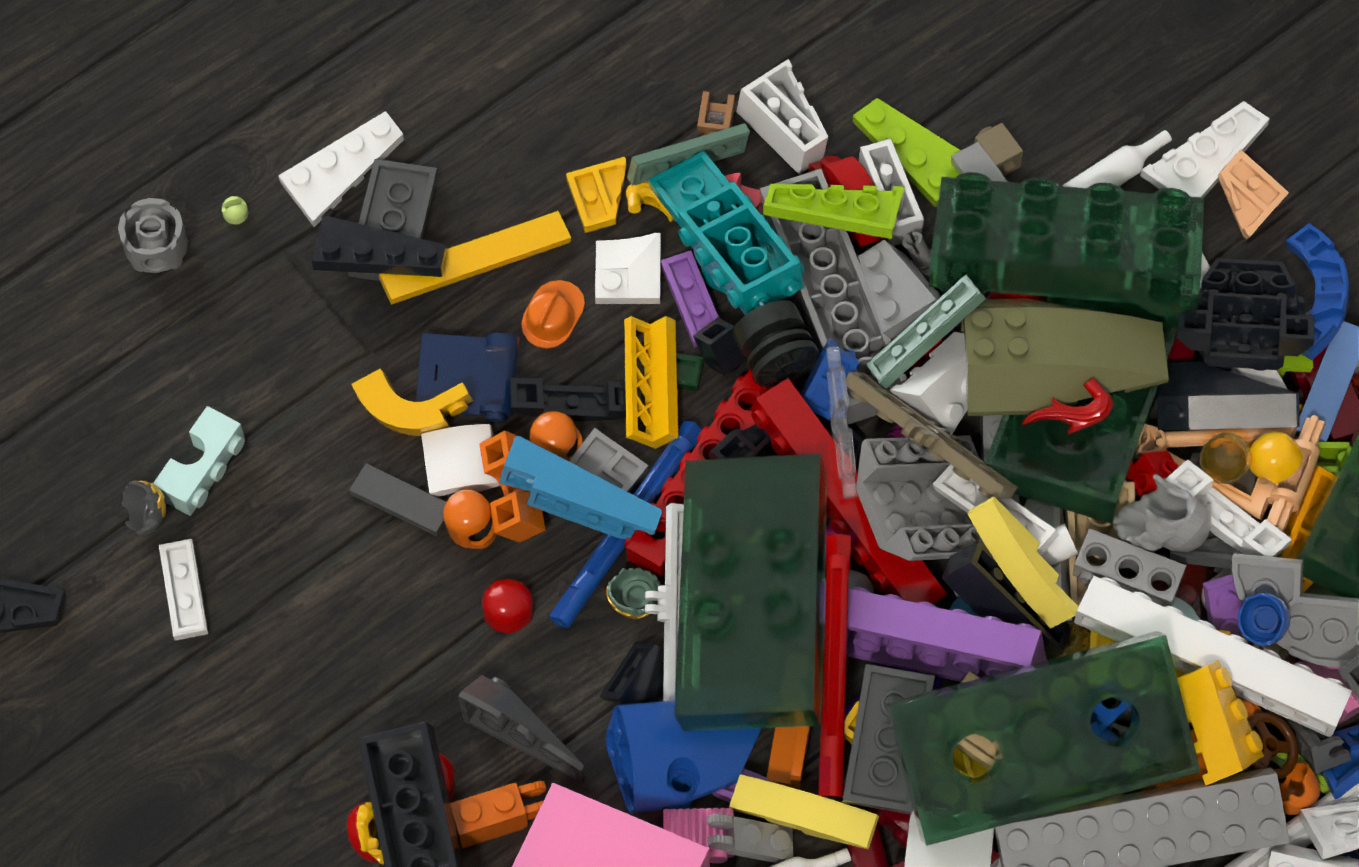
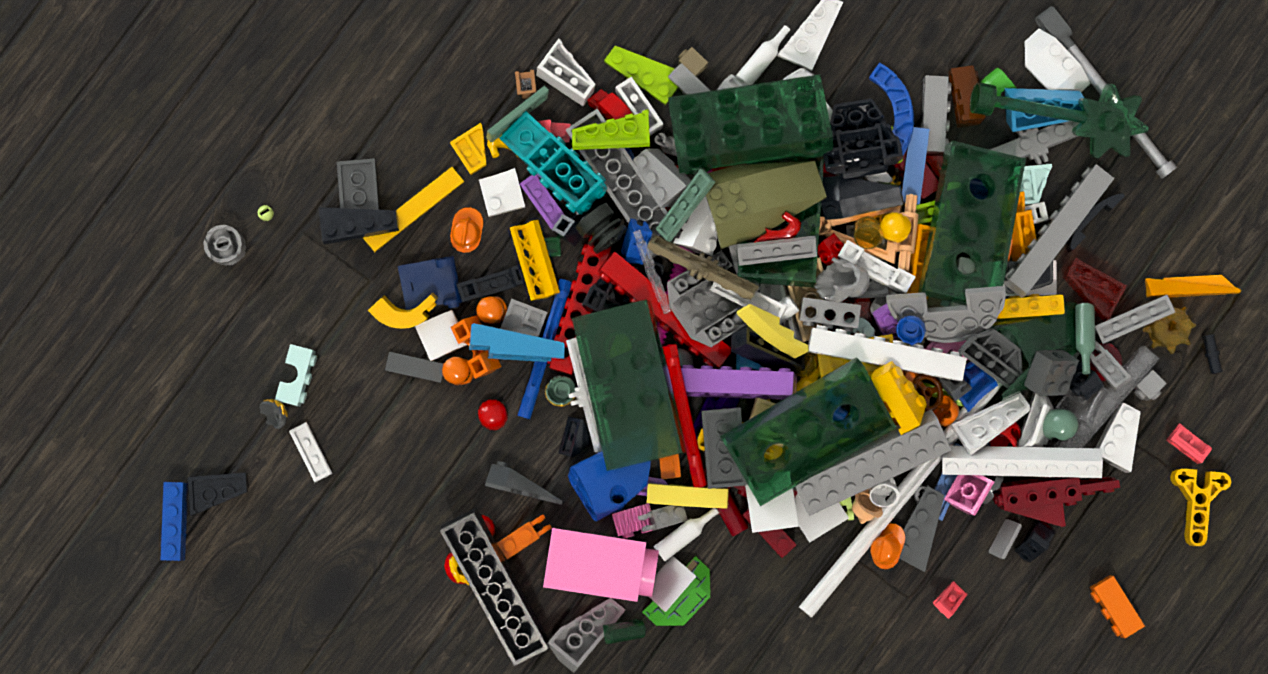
camera: 15 degrees left, 20 degrees up
(328, 174) = (314, 173): white wing -> none
(1062, 434) = (776, 250): none -> light grey plate
(1250, 192) = (842, 53): light nougat wing -> none

